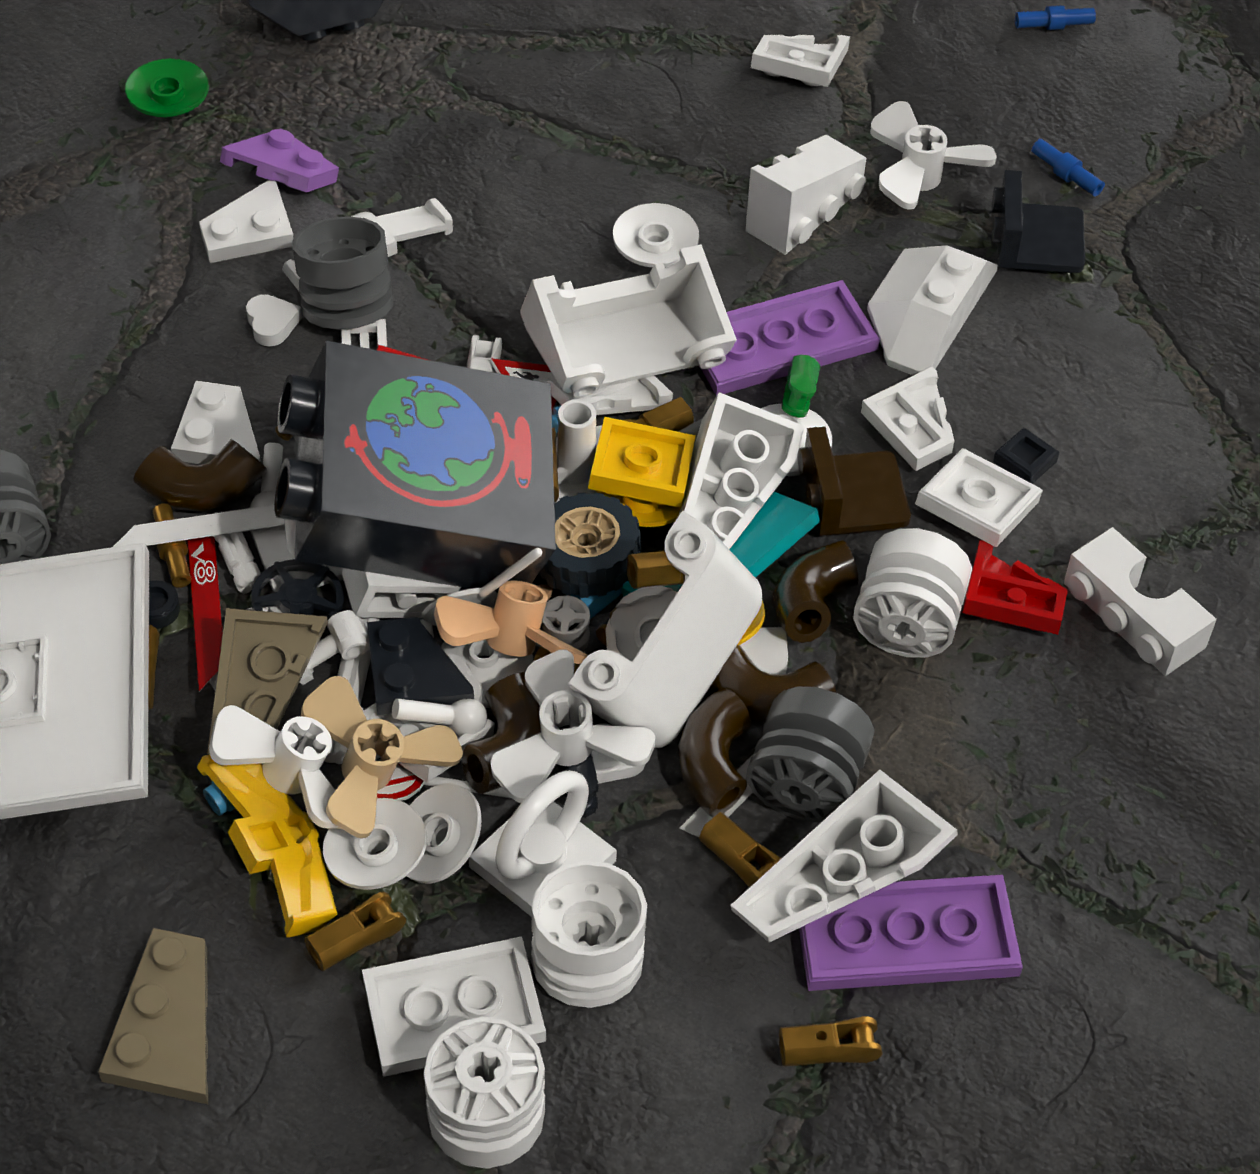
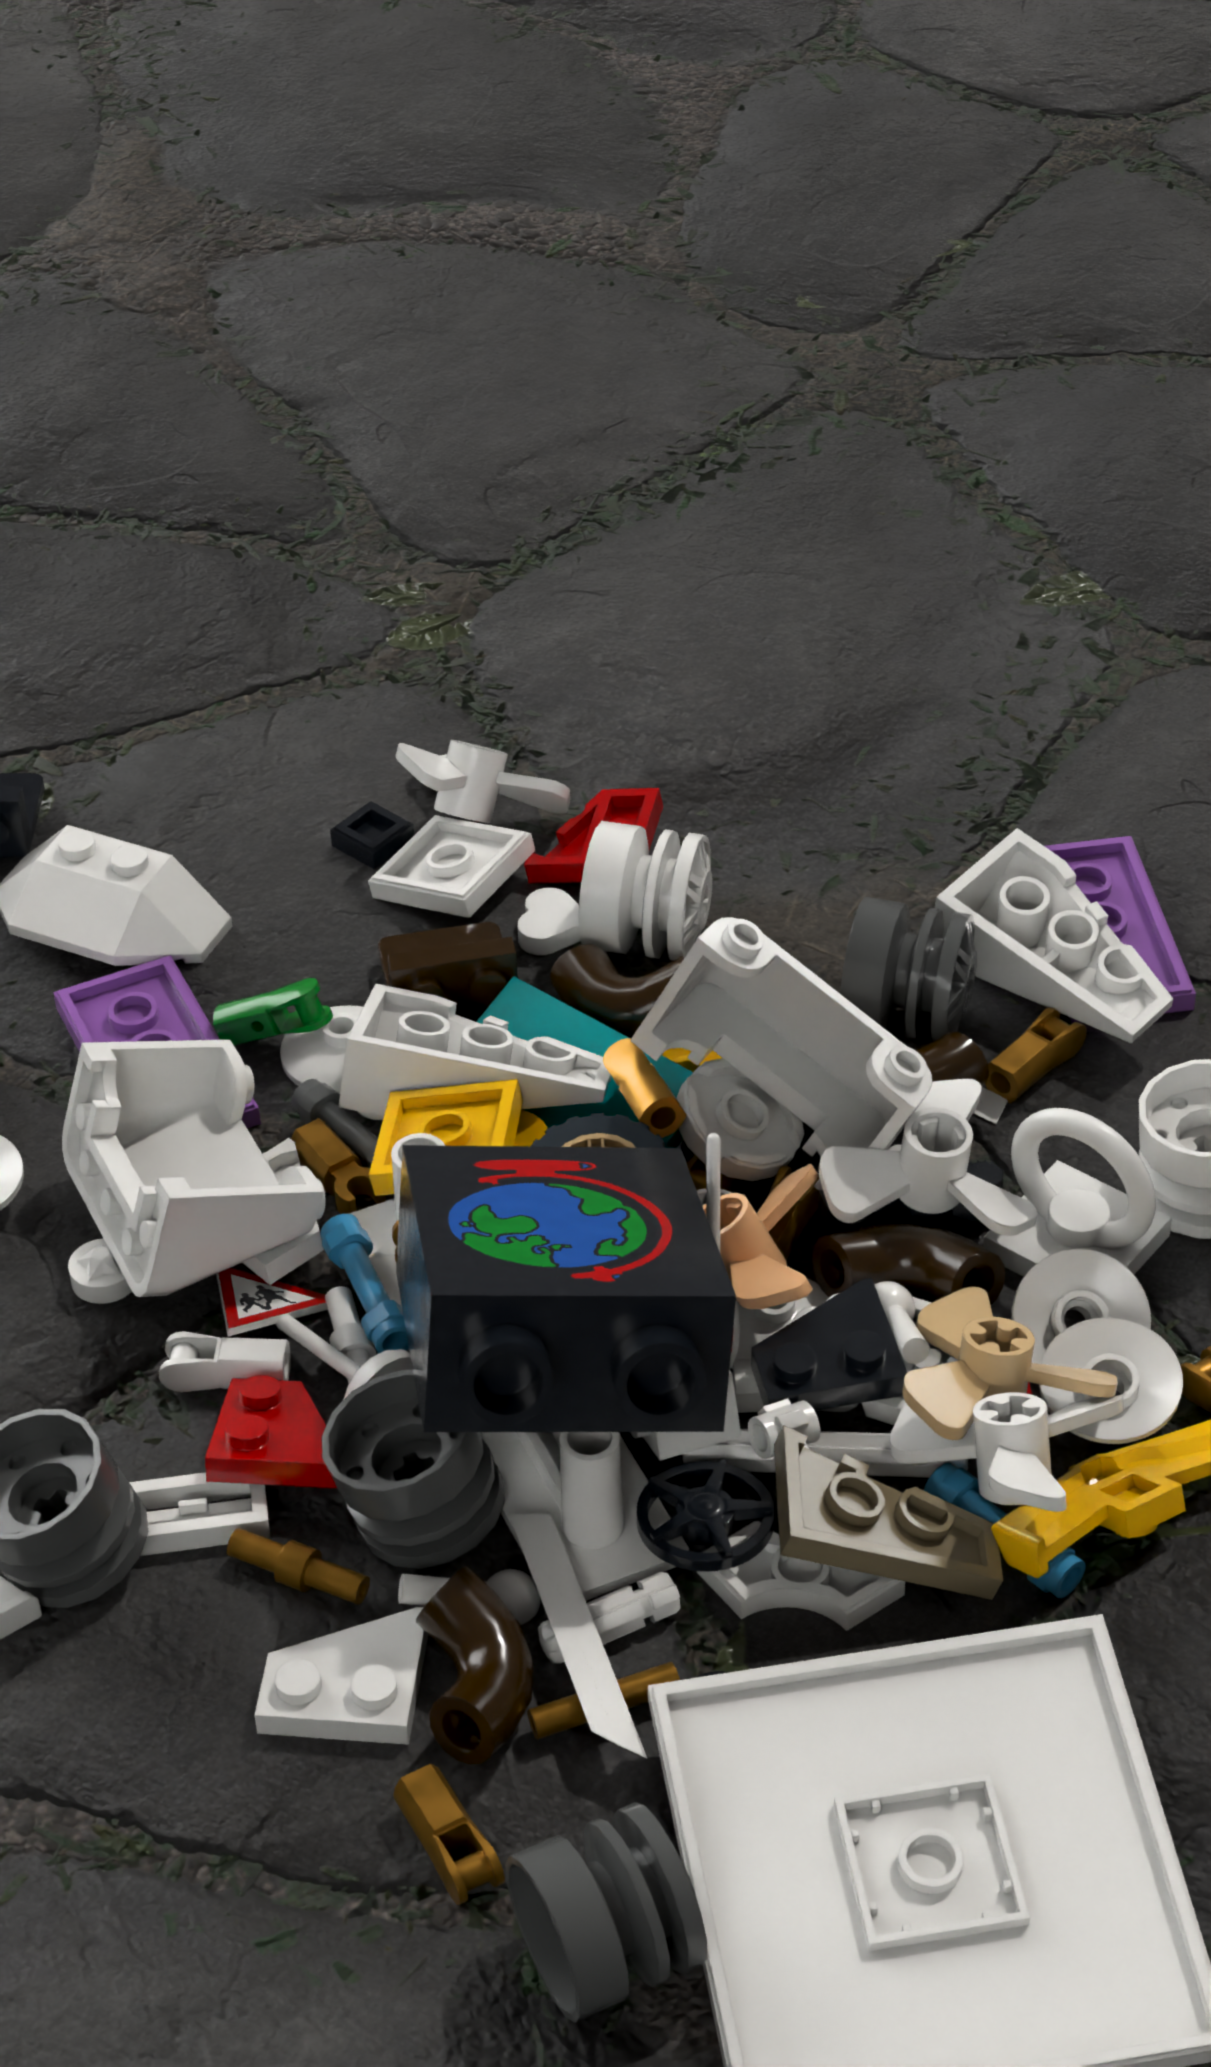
camera: 90 degrees left, 10 degrees down
(91, 467) = (447, 1831): none -> pearl gold bar
(205, 607) = (739, 1633): red sticker -> none
(272, 319) = (103, 1641): white tile -> none
(912, 419) = (321, 921): white wing -> none
(1061, 494) = (474, 776): none -> white piece
(1162, 629) = (648, 724): white arch -> none

